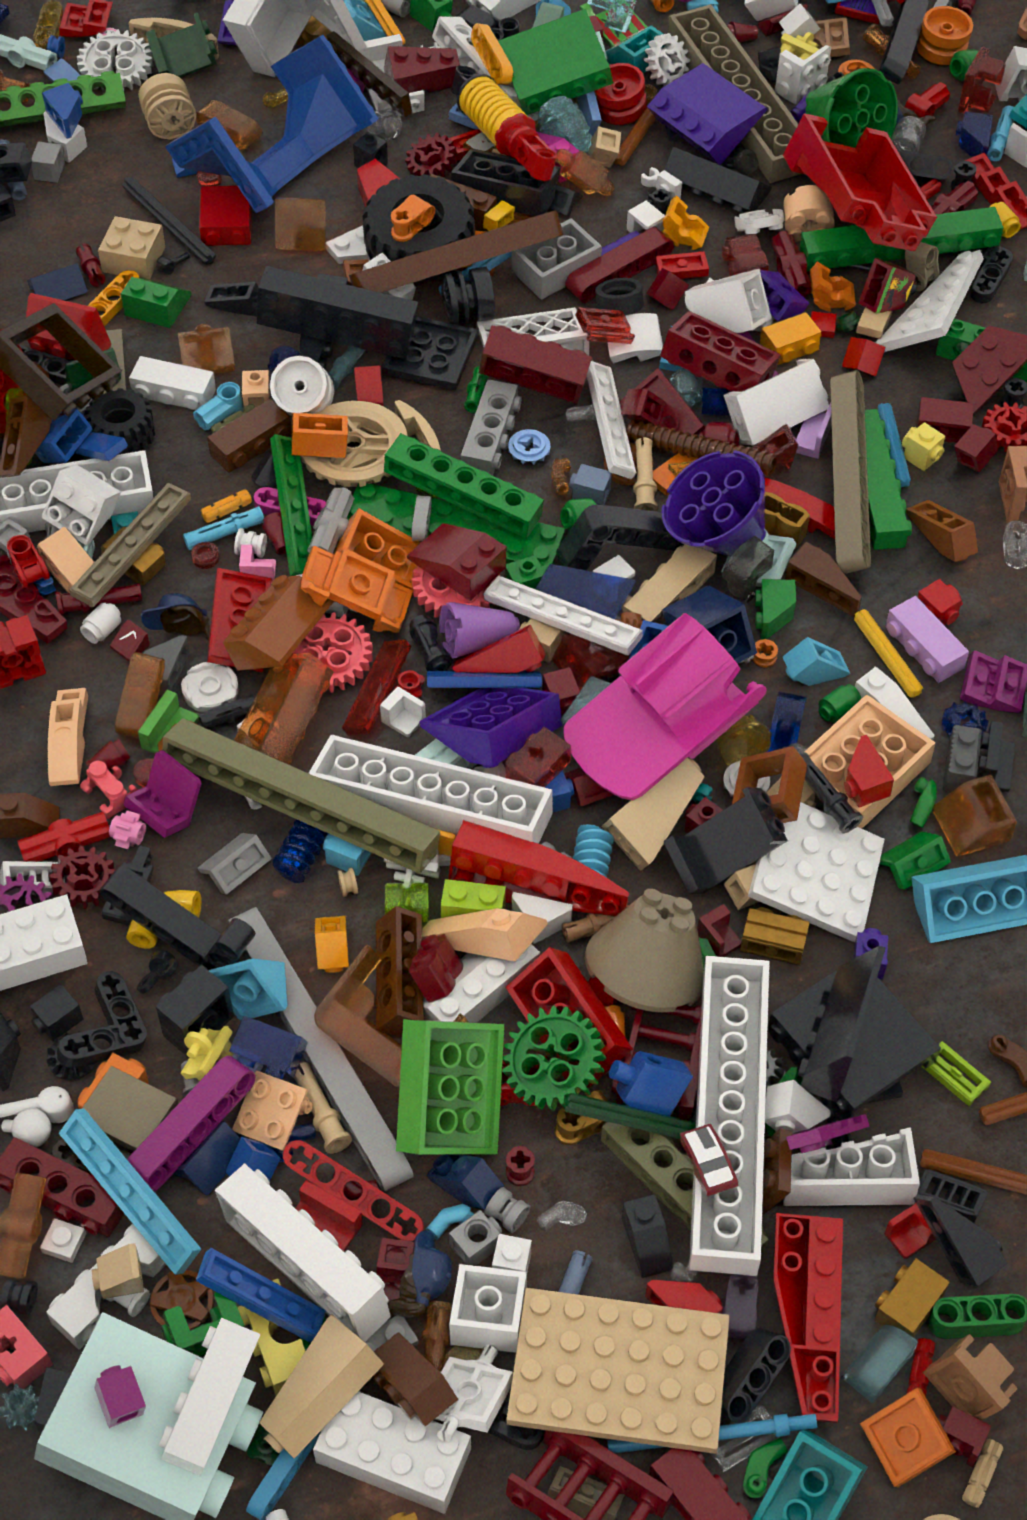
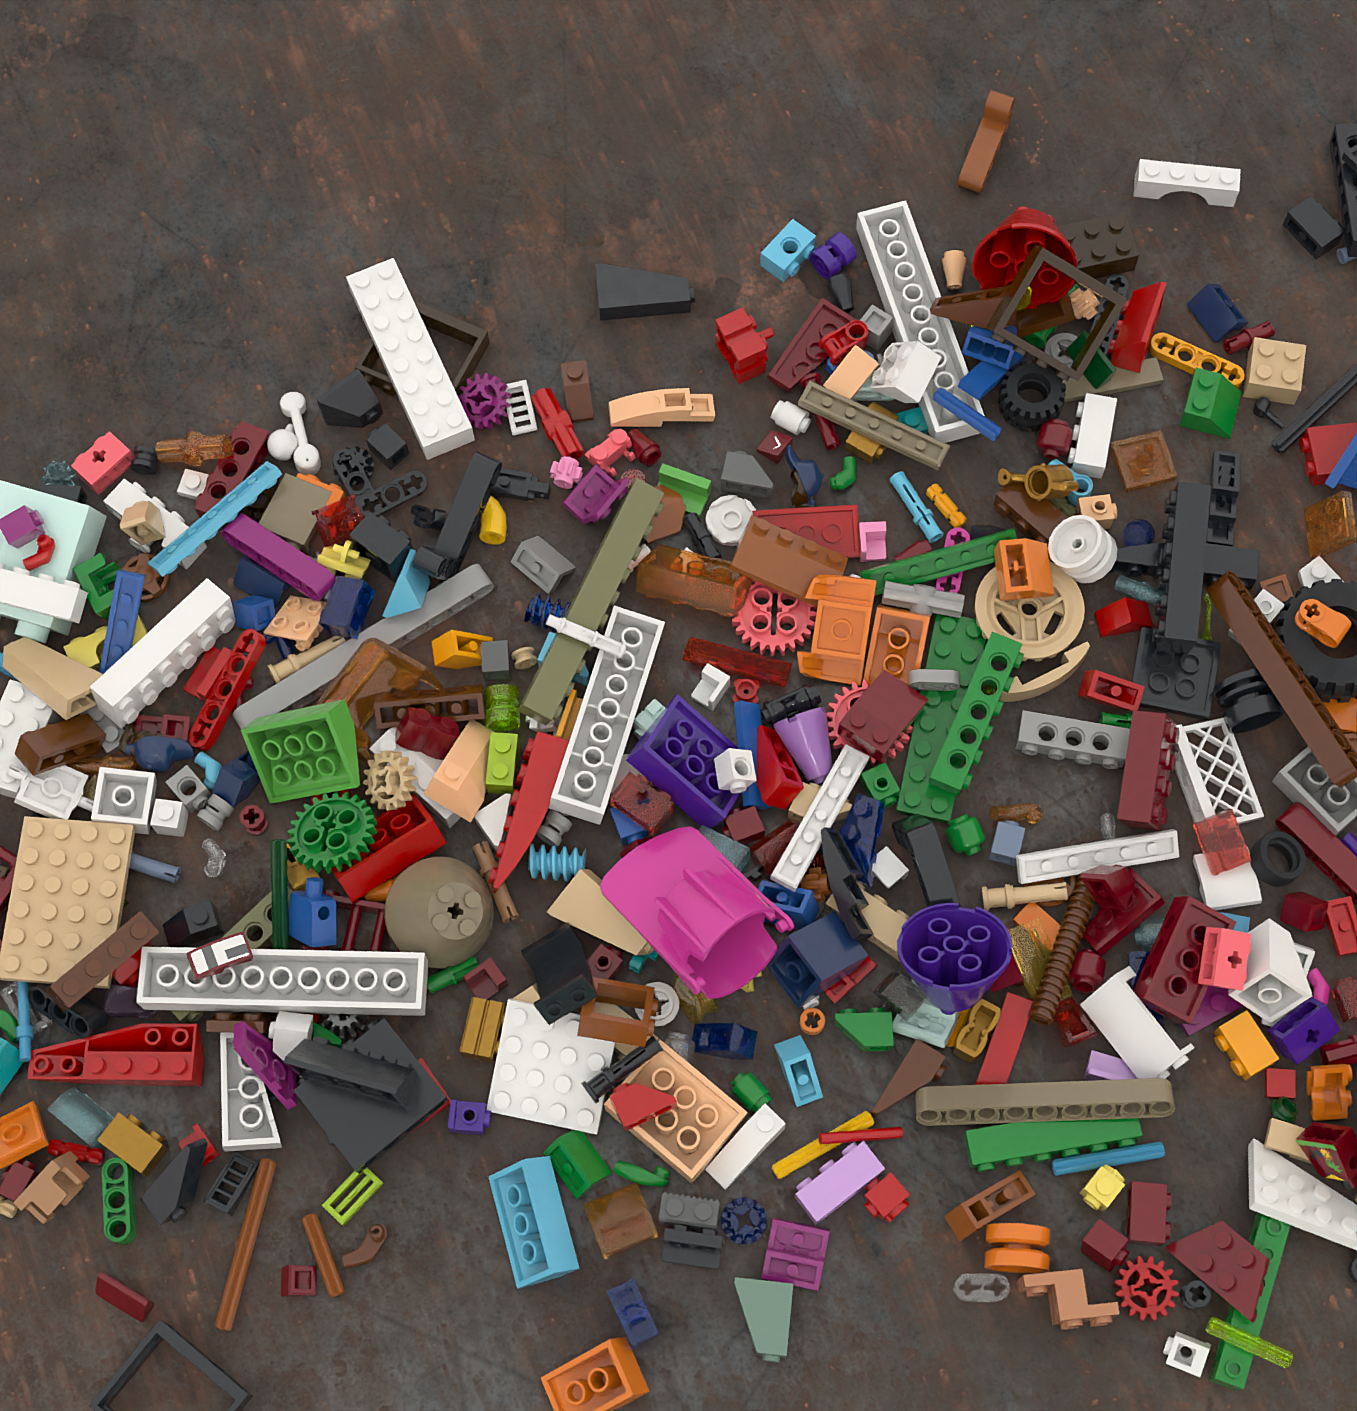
camera: 90 degrees right, 15 degrees up
(82, 876) = (514, 435): dark red gear -> none
(138, 460) = (967, 414): none -> blue axle
(139, 693) = (705, 458): clear orange beam -> none
(154, 1055) = (337, 520): none -> clear red plate
(160, 1376) = (44, 553): none -> red arm
(171, 410) = (1054, 438): none -> dark red head
(174, 582) = (845, 477): none -> green arm
(205, 555) = (885, 496): clear red tile -> none
(225, 408) = (1043, 481): none -> pearl gold piece
(258, 542) = (898, 532): white bush -> none
(349, 785) = (587, 636): none -> white piece
(349, 904) = (495, 660): none -> dark grey panel
(445, 394) = (1110, 690): none -> red slope
(504, 990) = (390, 780): none -> tan gear
(507, 680) = (735, 770): none -> white brick
(523, 439) = (1067, 775): light blue gear -> none
(627, 595) = (842, 875): none -> black slope
(726, 316) = (1224, 958): none -> coral brick
(746, 1310) = (102, 961): none -> reddish brown arch
(863, 356) = (1232, 1126): red panel -> none
(880, 618) = (860, 1135): none -> red bar
(985, 504) = (1017, 1245): none -> orange wheel

